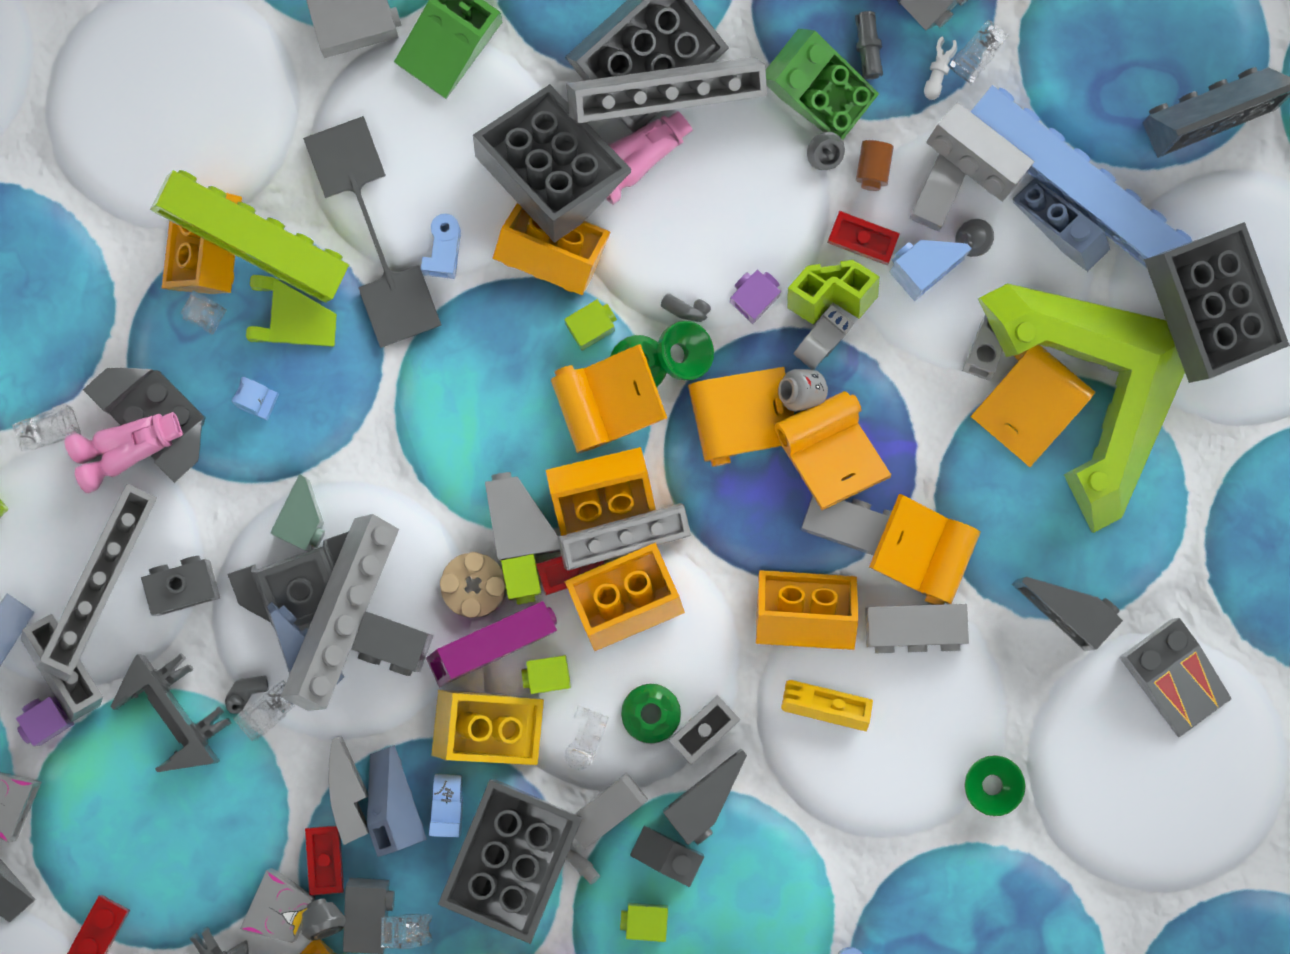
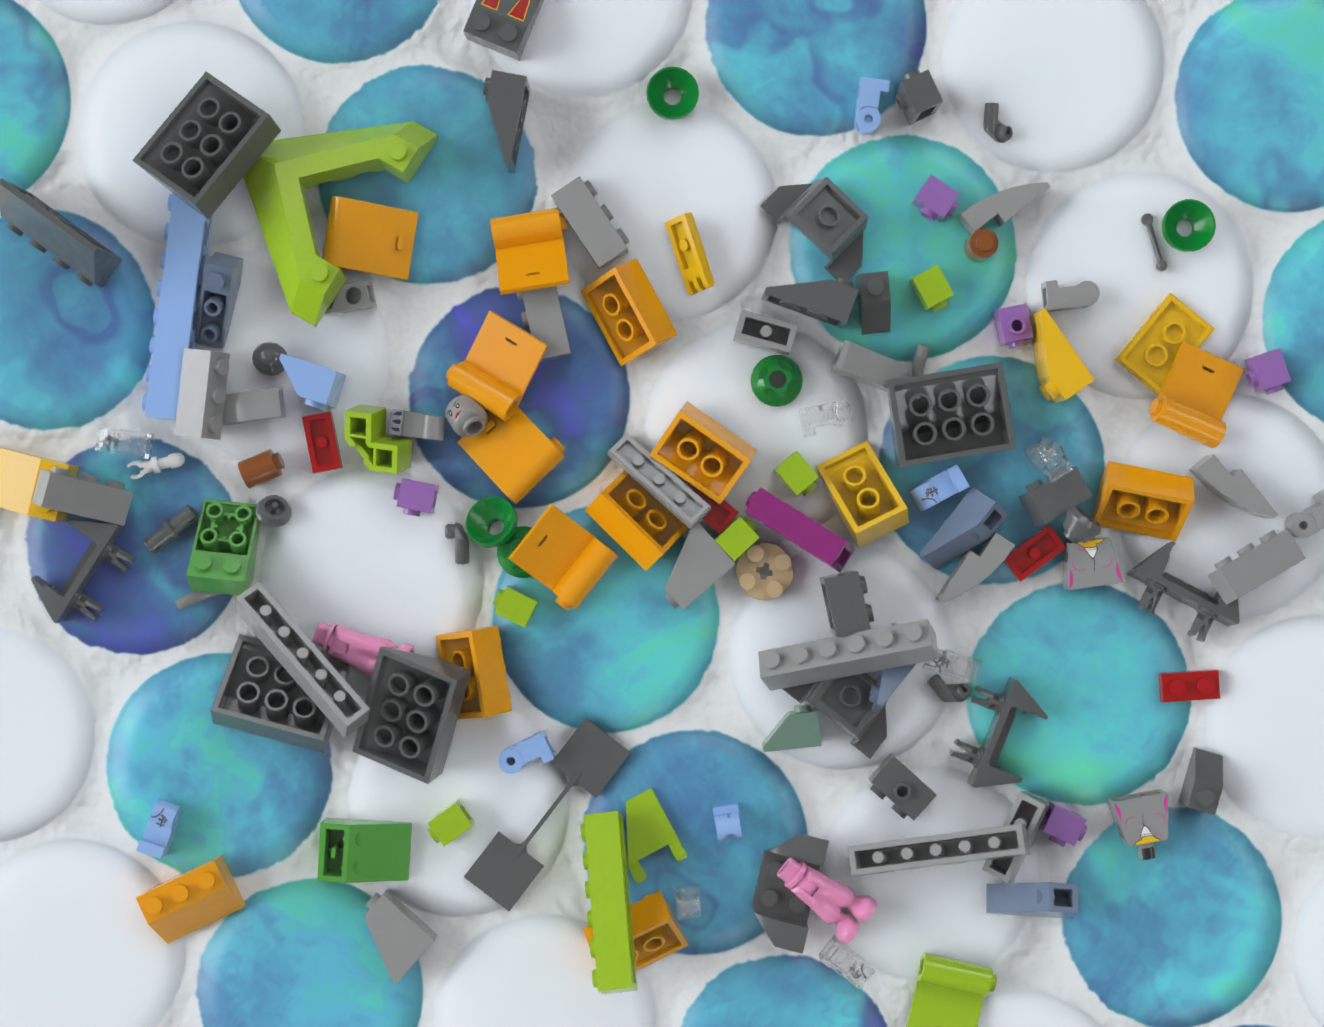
camera: 120 degrees left, 5 degrees up
(422, 134) = (450, 823): none -> lime brick
(777, 859) = (825, 219): none -> dark grey piece
(790, 24) = (193, 598): none -> light grey helmet

